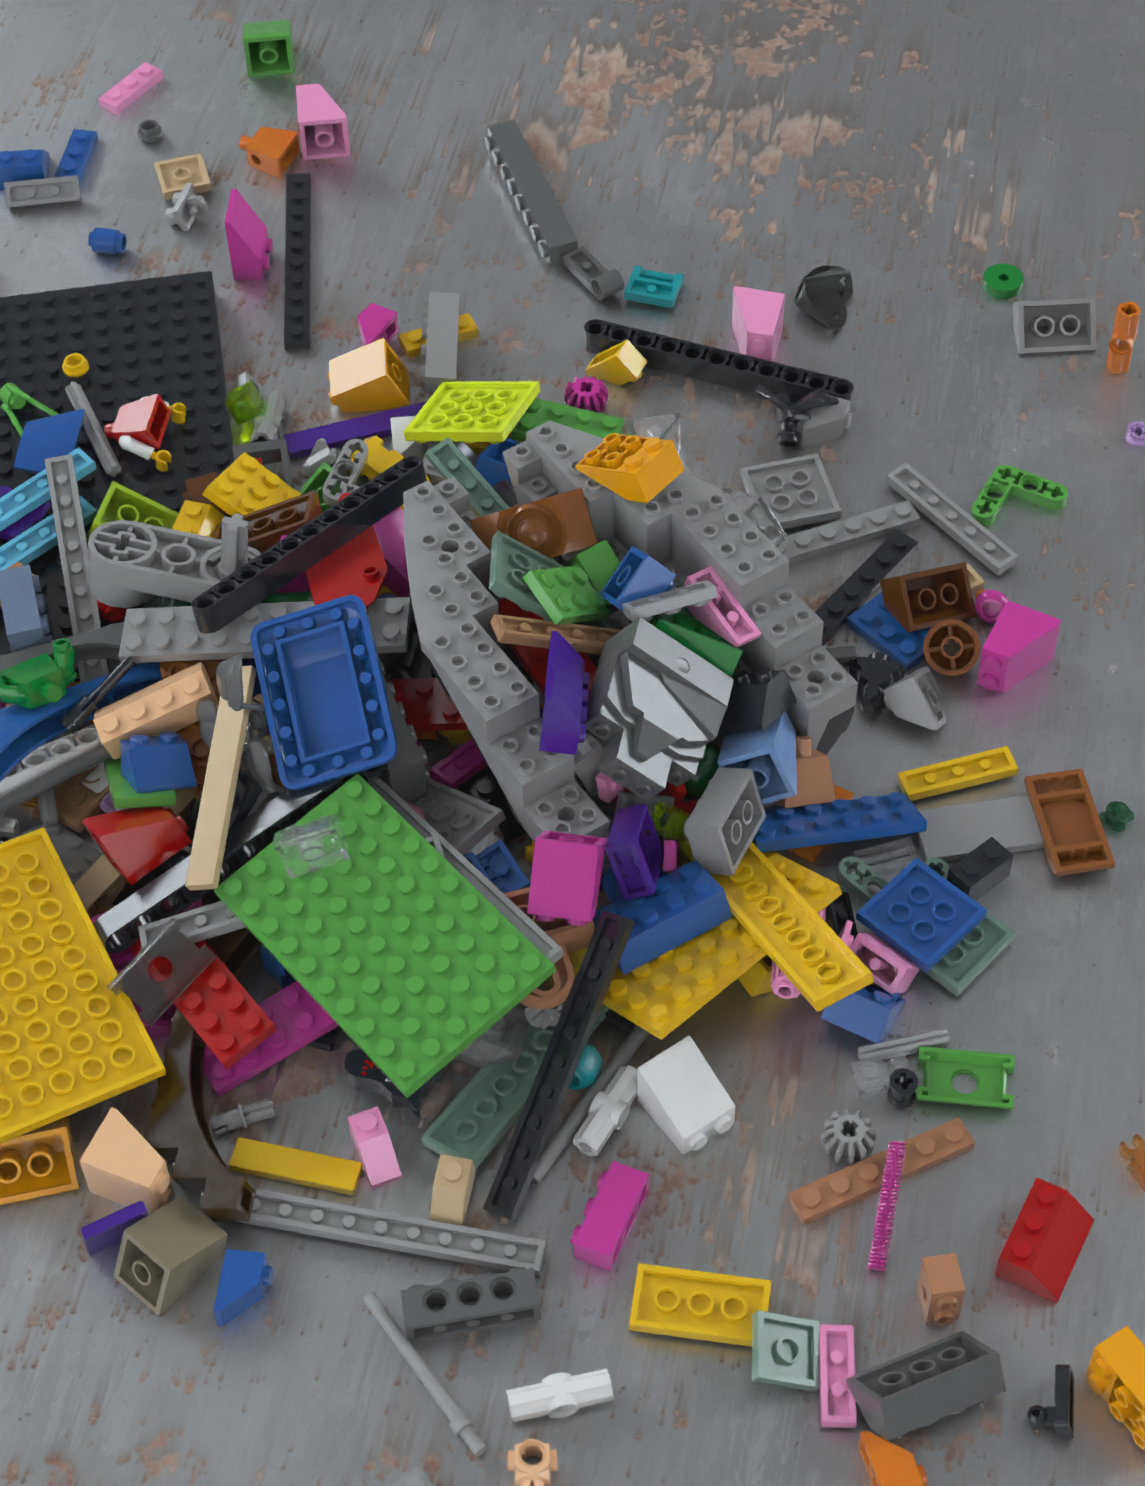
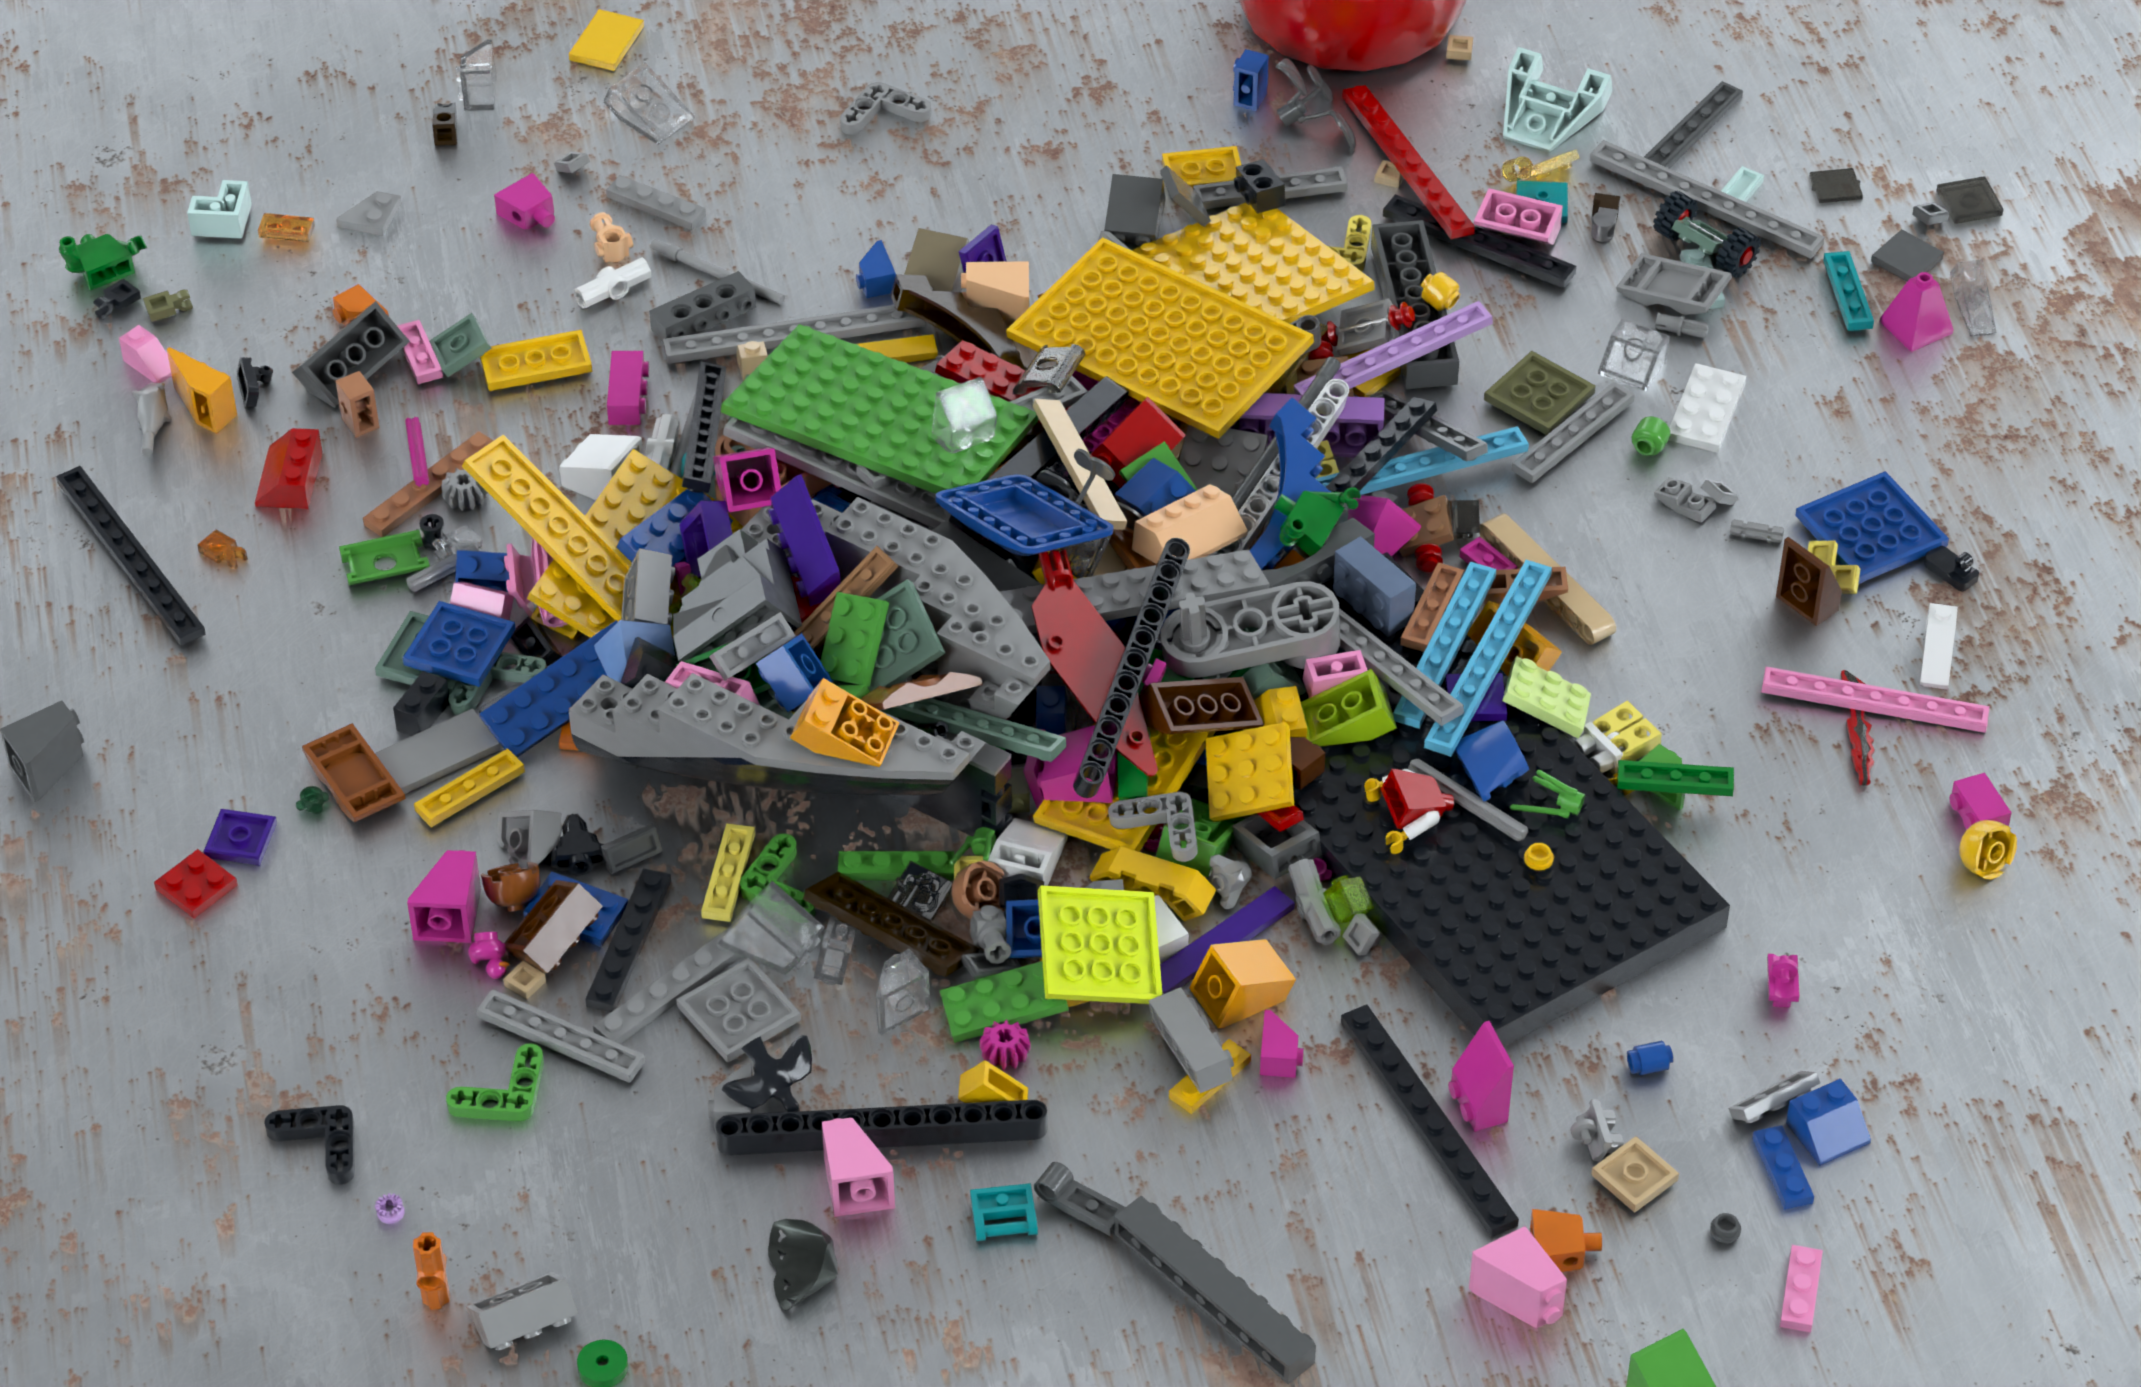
camera: 155 degrees right, 5 degrees down
(76, 716) = (1259, 519): black pin -> none

